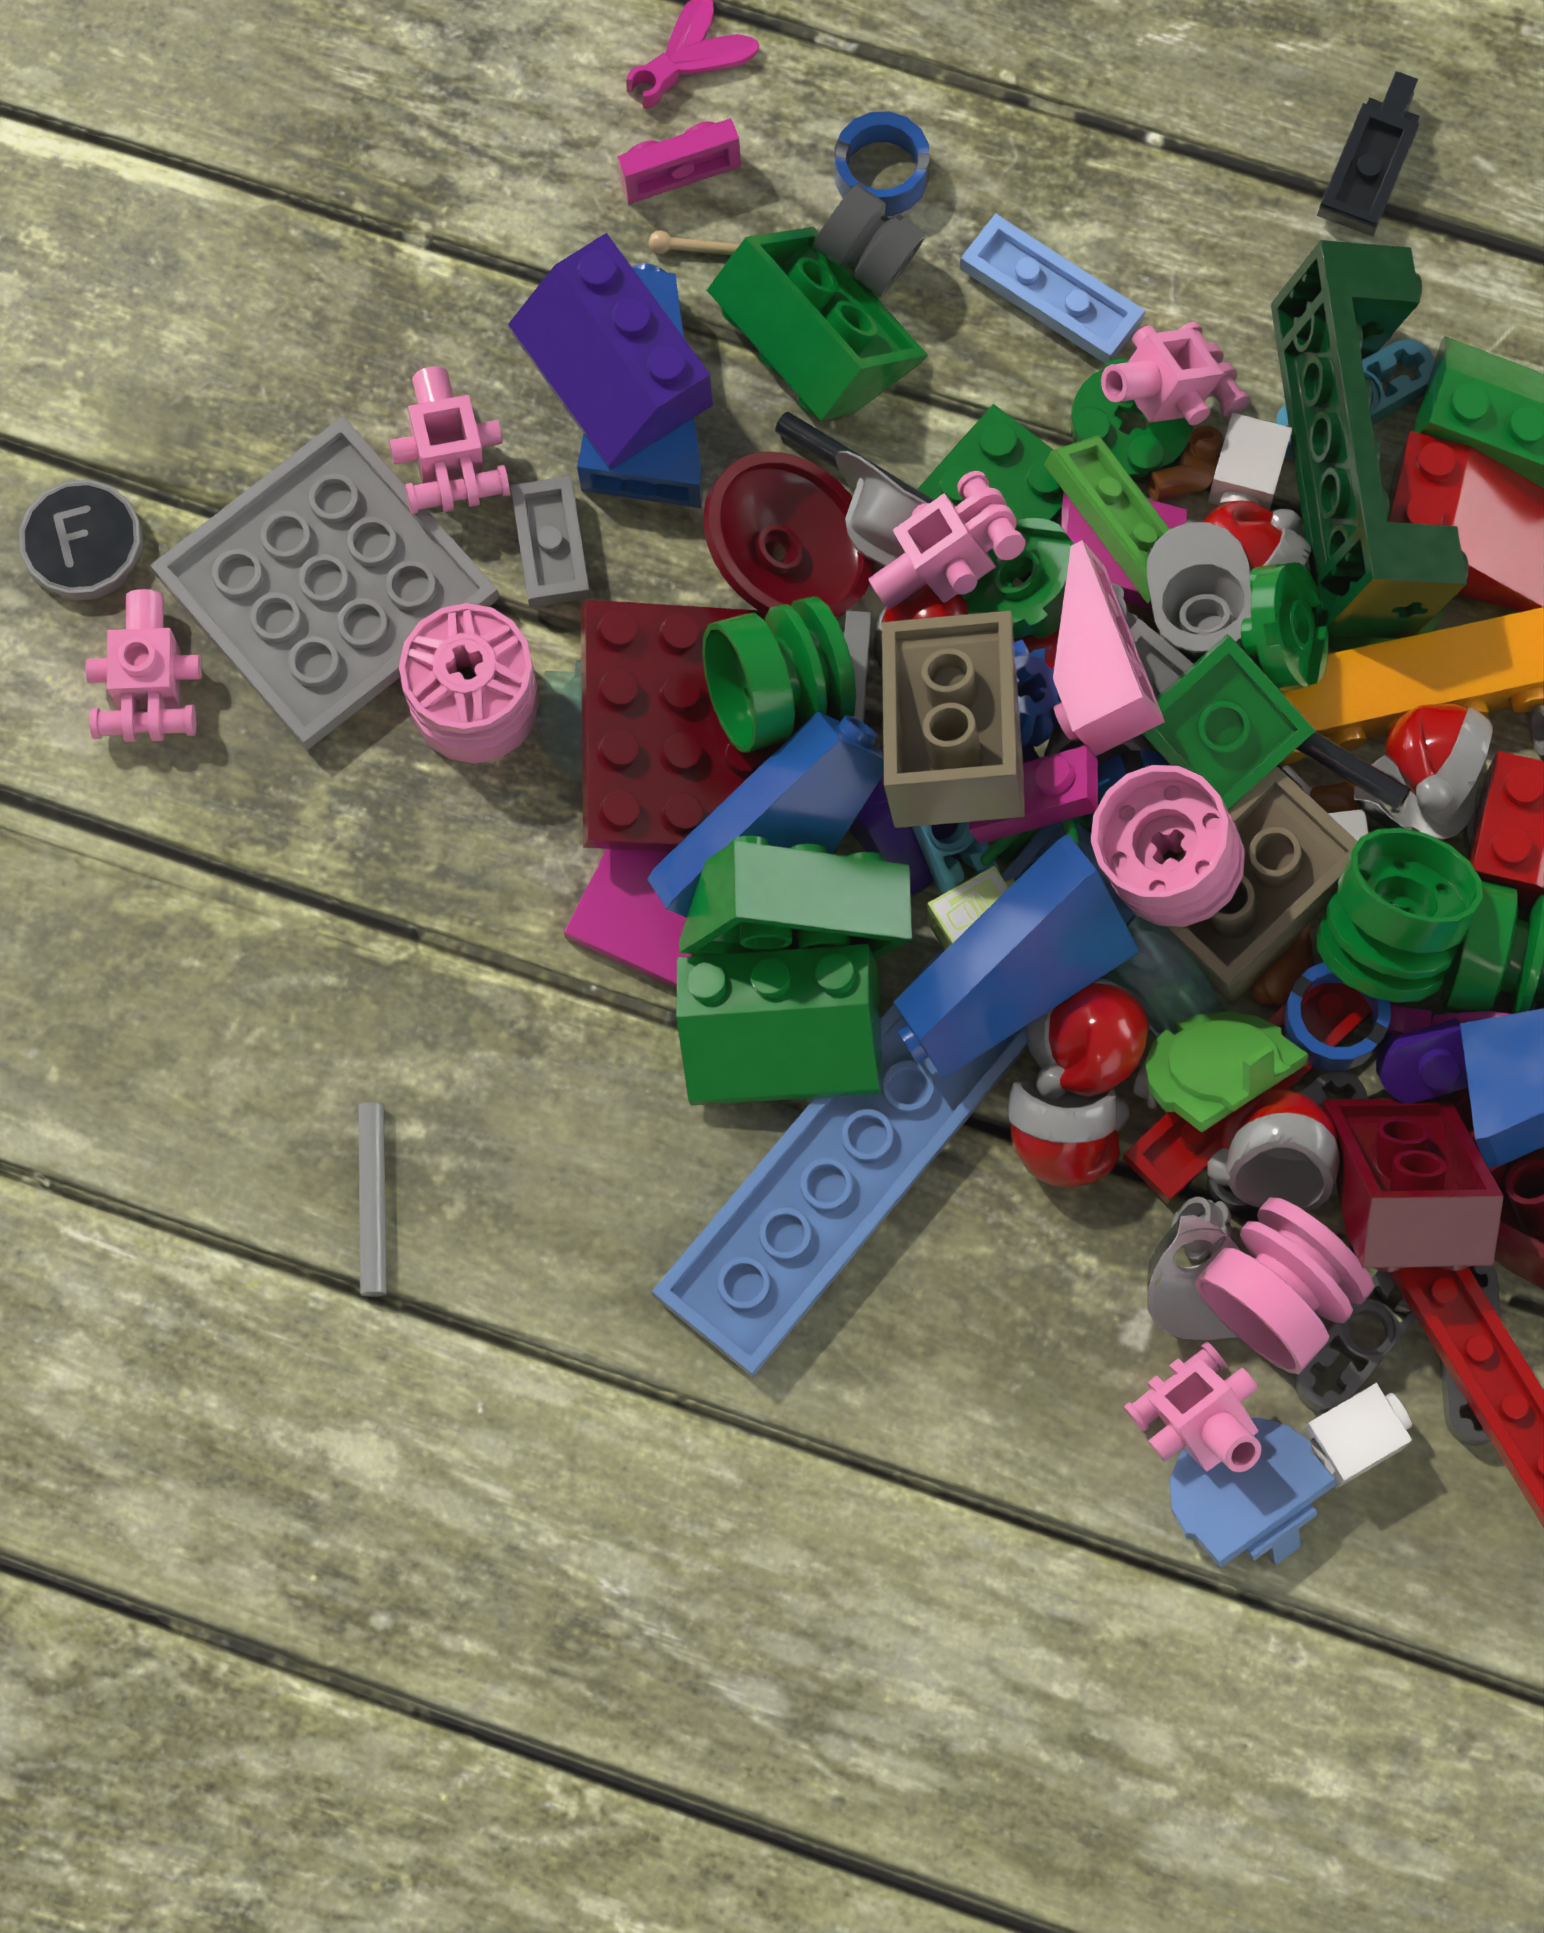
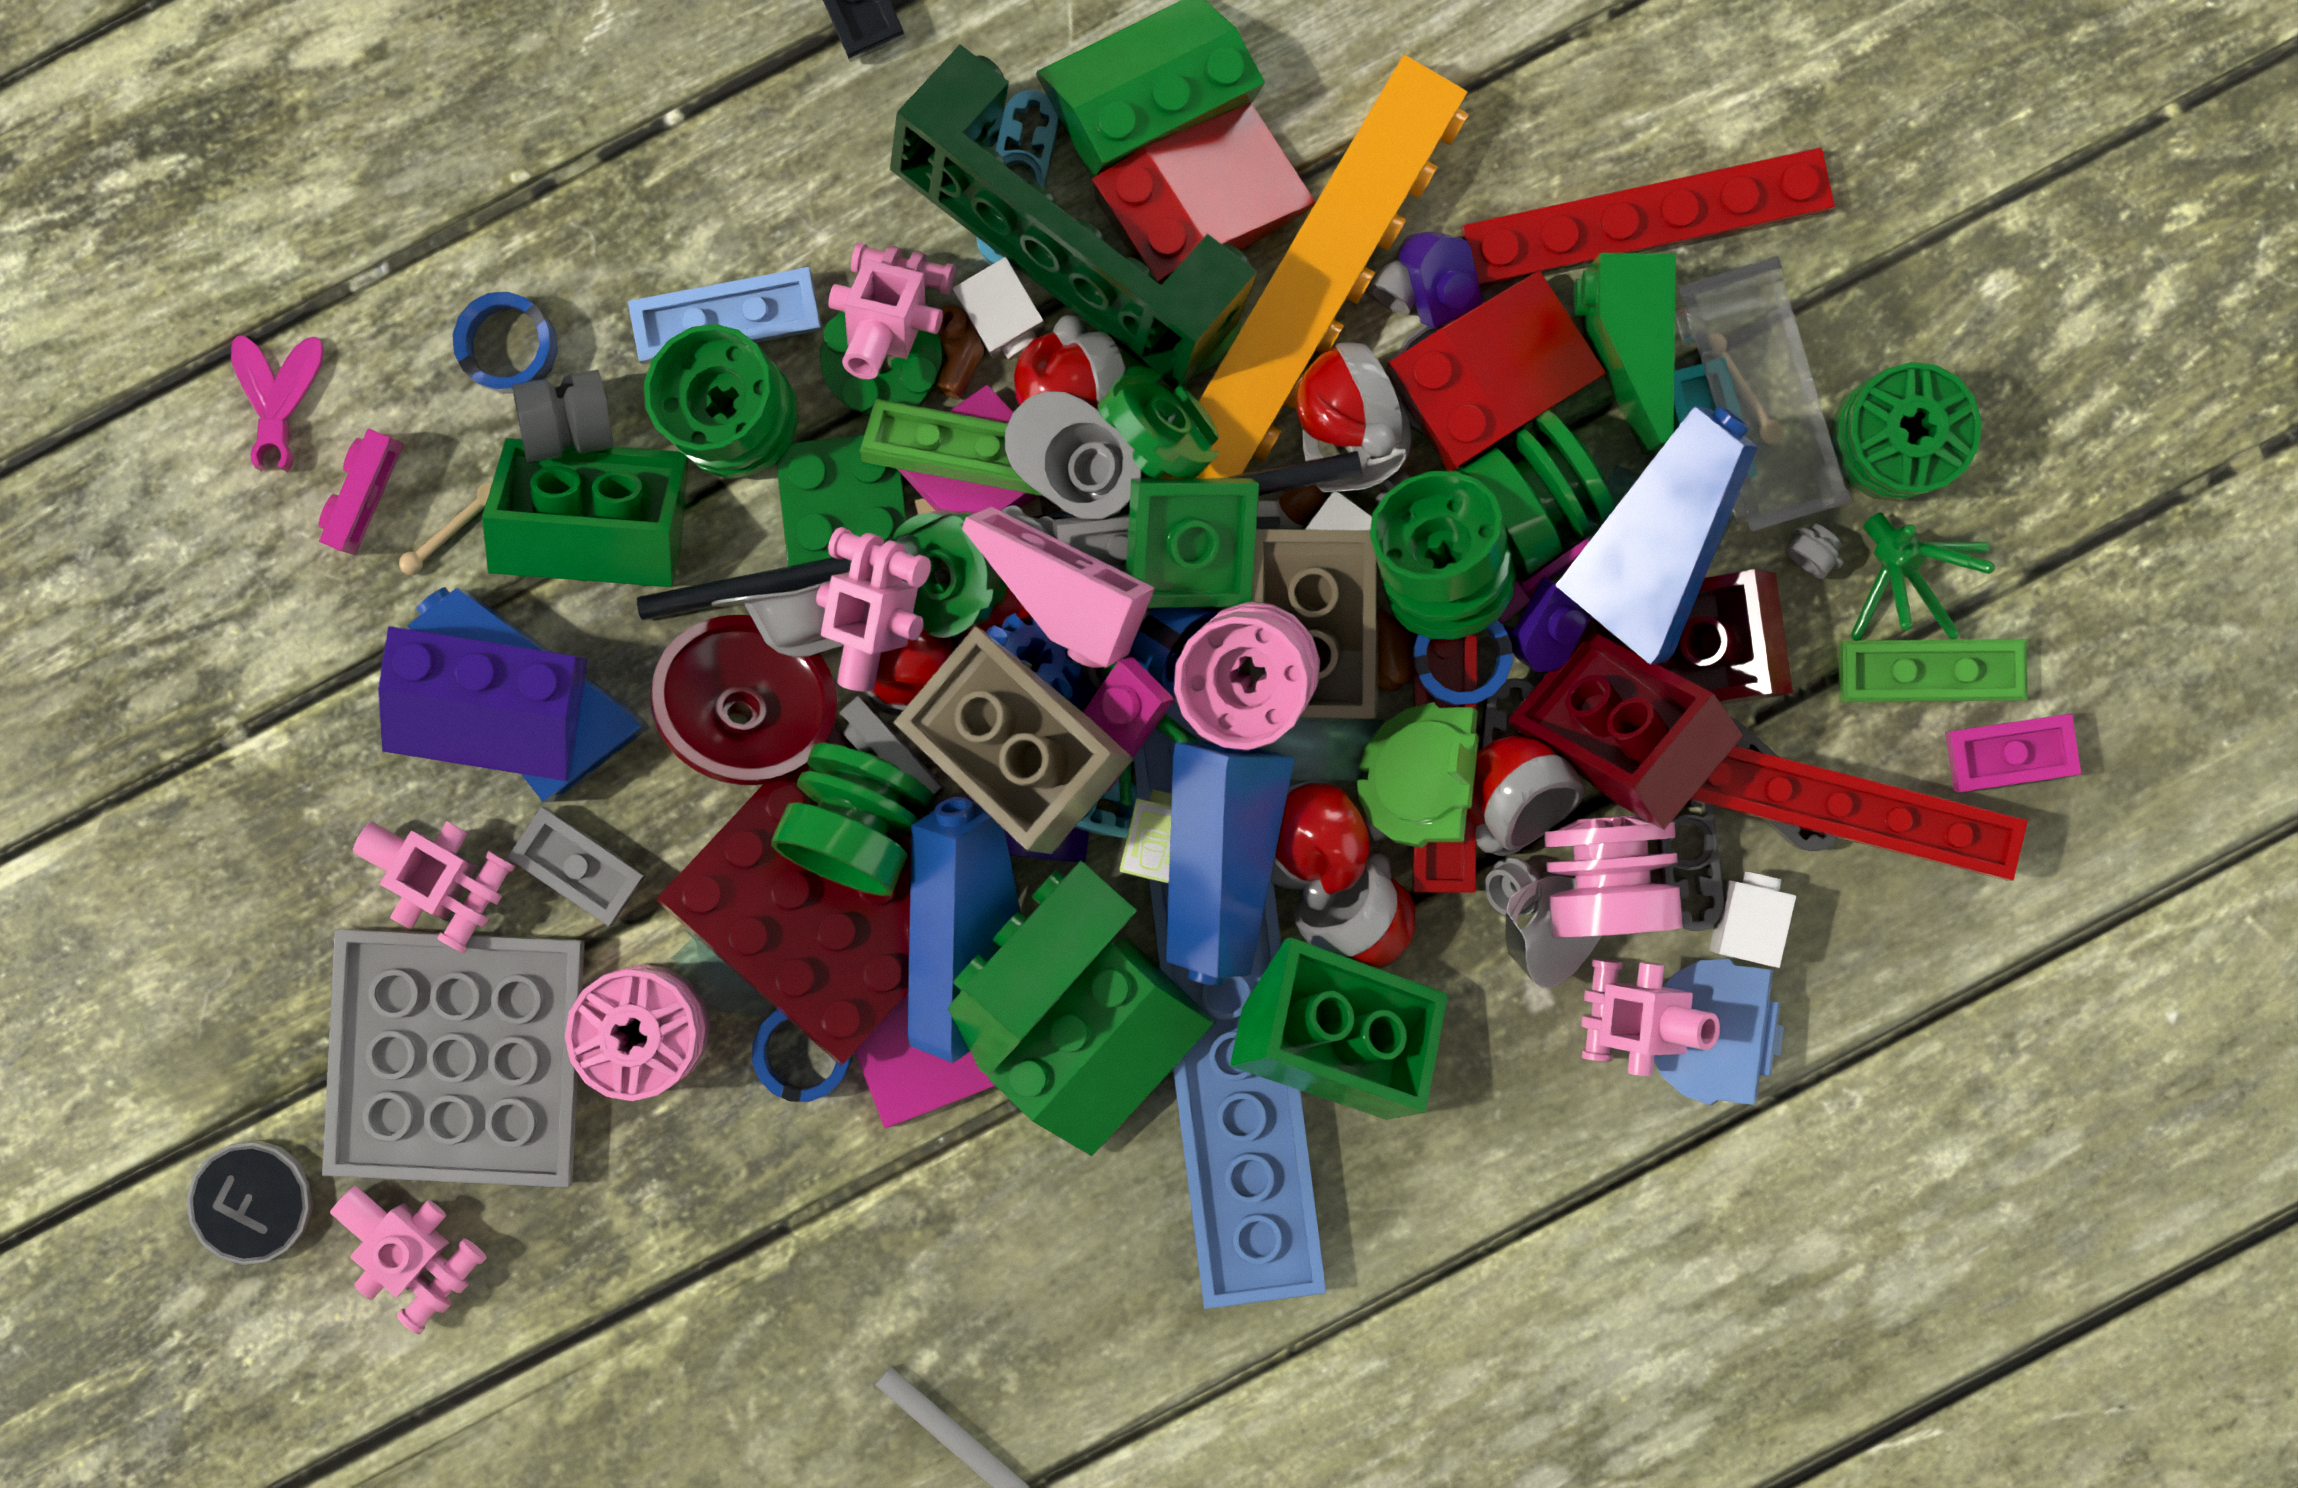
camera: 55 degrees left, 15 degrees up
(552, 861) = (774, 1082): none -> blue piece
(966, 1186) = (1341, 1031): none -> green slope
(990, 329) = (697, 381): none -> green wheel

